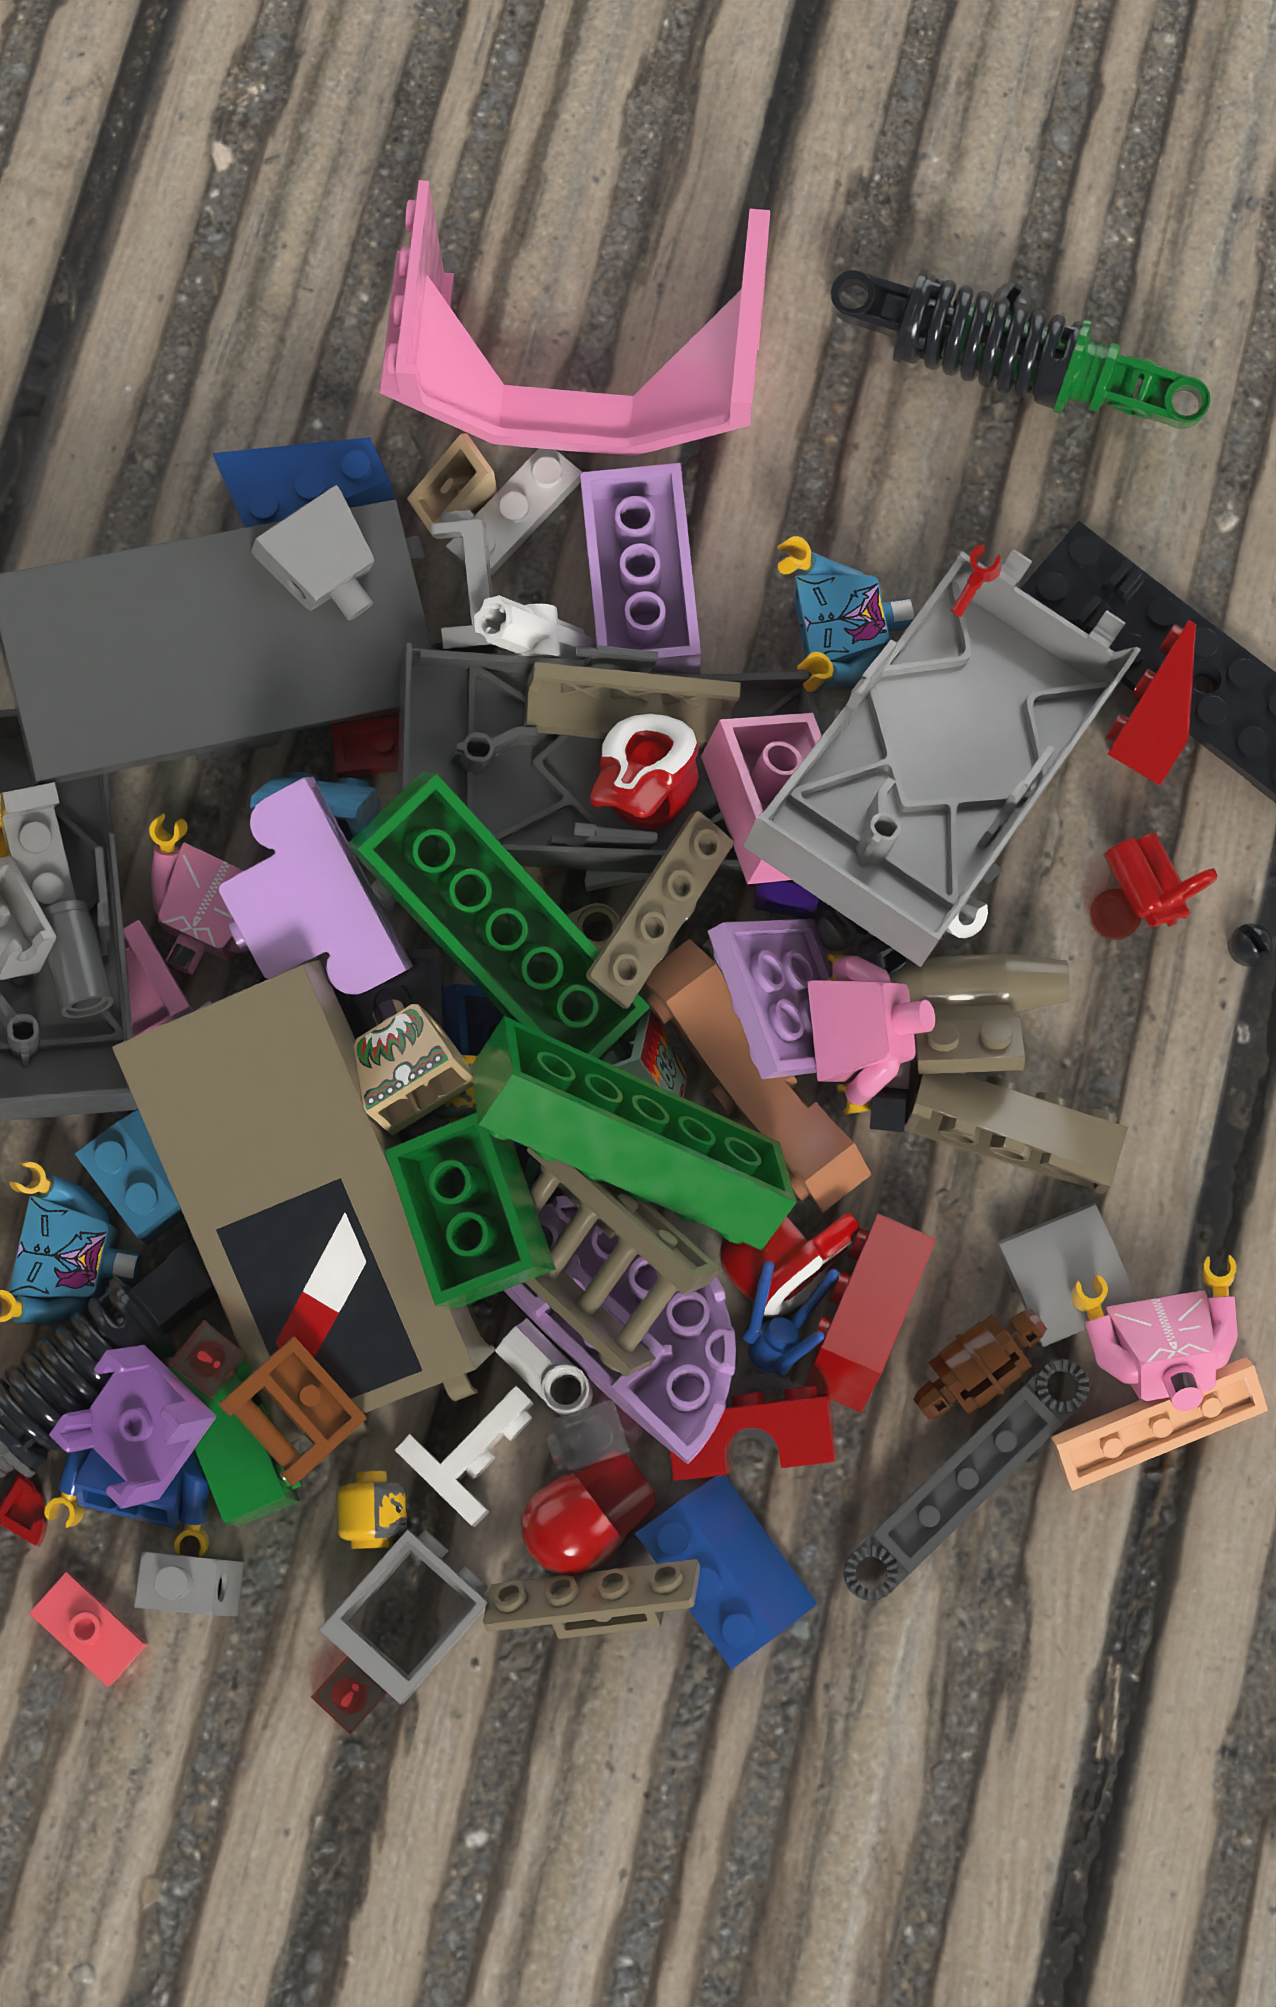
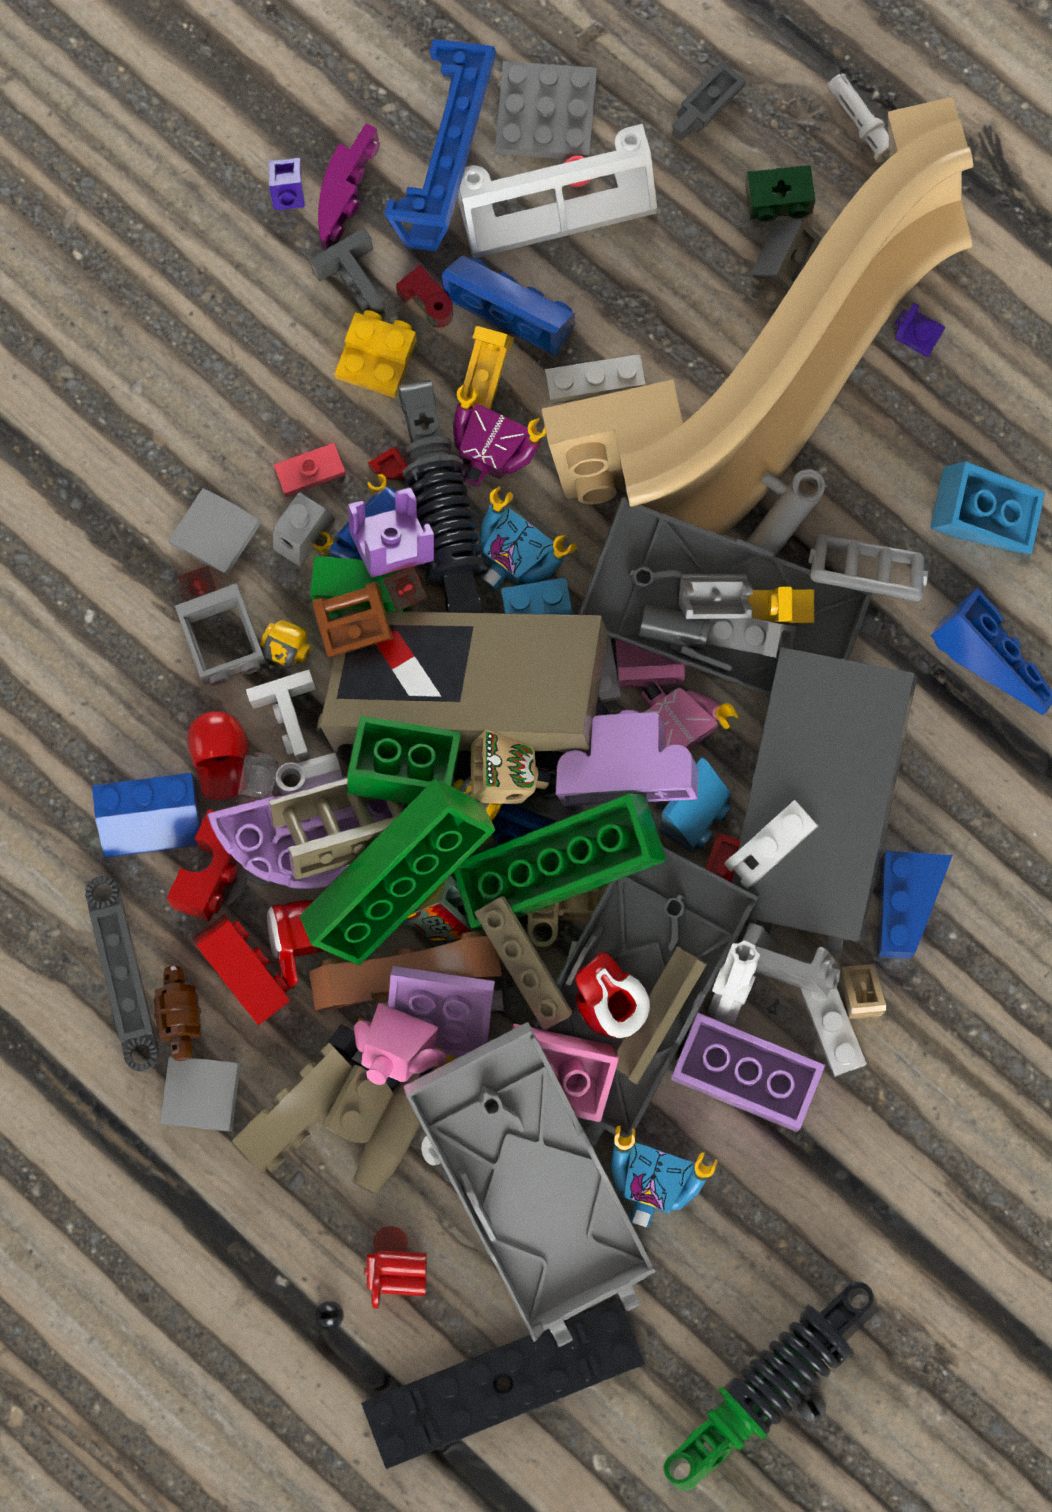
camera: 120 degrees right, 0 degrees up
(254, 1716) = (214, 531): none -> light grey slope
(319, 554) = (838, 874): light grey torso -> none
(321, 669) = (772, 843): none -> white plate
(443, 373) = (923, 1019): bright pink panel -> none
(594, 1600) = (170, 731): dark tan bracket -> none
(775, 1343) = (253, 907): blue plant -> none
(976, 579) = (630, 1266): red hand -> none
(1155, 1427) = (90, 1096): light nougat plate -> none
(1161, 720) = (488, 1336): red slope -> none
(1165, 1342) = (129, 1121): bright pink torso -> none

